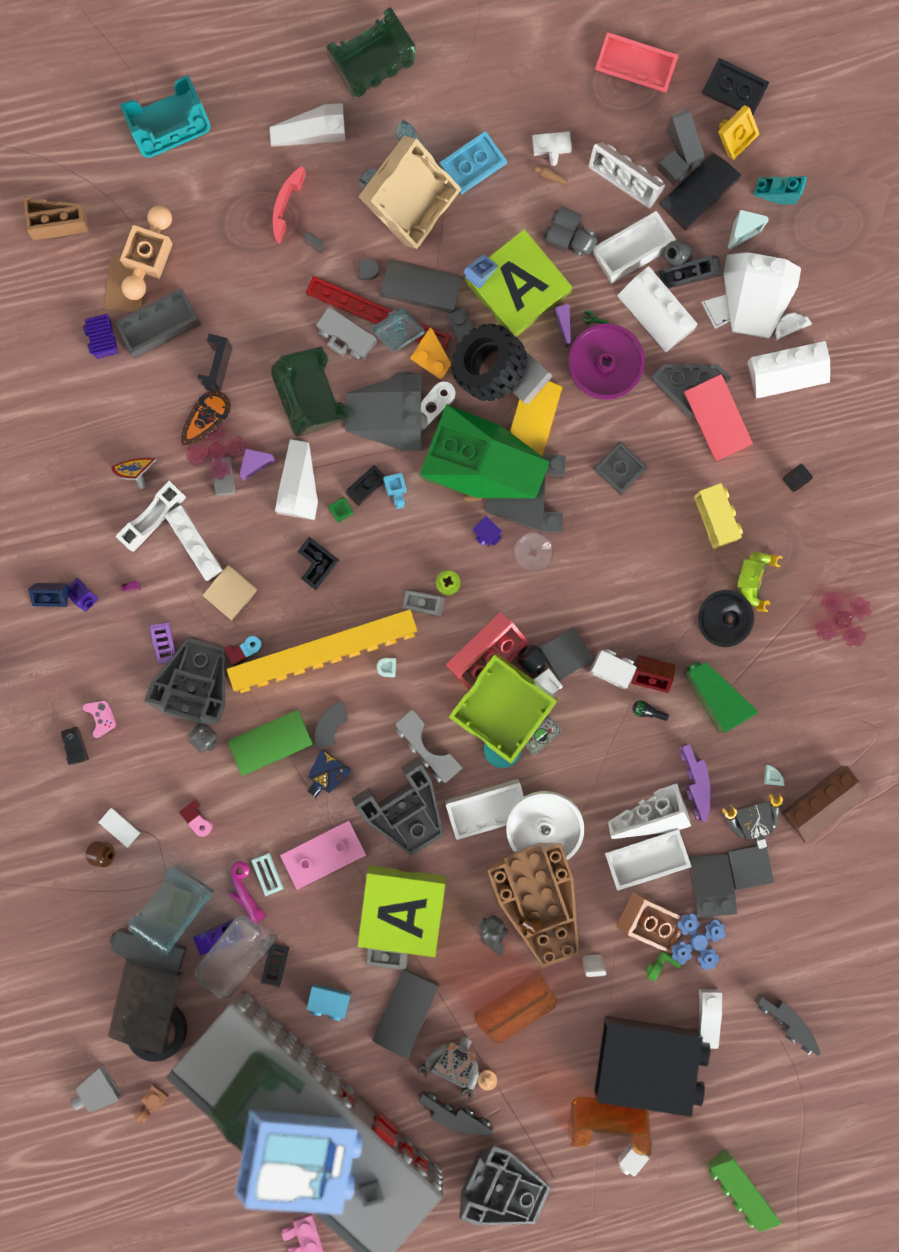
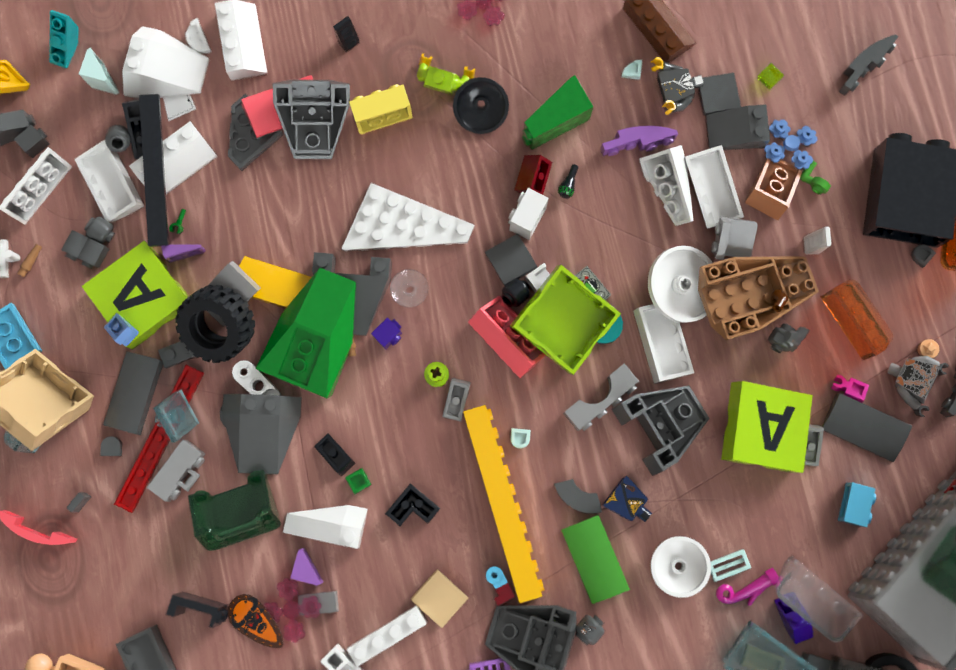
camera: 85 degrees left, 5 degrees down
(195, 819) = (674, 639): leg -> none
(250, 825) = (693, 572): none -> white dish
(276, 983) = (836, 570): black slope -> none
(323, 855) = (709, 507): bright pink plate -> none
(395, 487) = (337, 424): medium azure plate -> none
(431, 355) = (204, 383): light orange wing -> none
(442, 1000) = (853, 388): none -> dark pink plate
(585, 1077) = (922, 255): none -> dark grey tile
(594, 880) = (734, 238): none -> light grey bracket
(602, 538) = (397, 221): none -> white wing
(606, 361) = (222, 211): magenta dish -> none
(620, 468) = (329, 202): dark grey tile -> none
(644, 291) = (154, 170): none -> black tile
(700, 190) = (57, 117): black slope -> none
(708, 446) = (311, 115): none -> dark grey wedge
(710, 1016) = (859, 135): white slope -> none
(772, 921) = (770, 76): none -> clear neon green tile

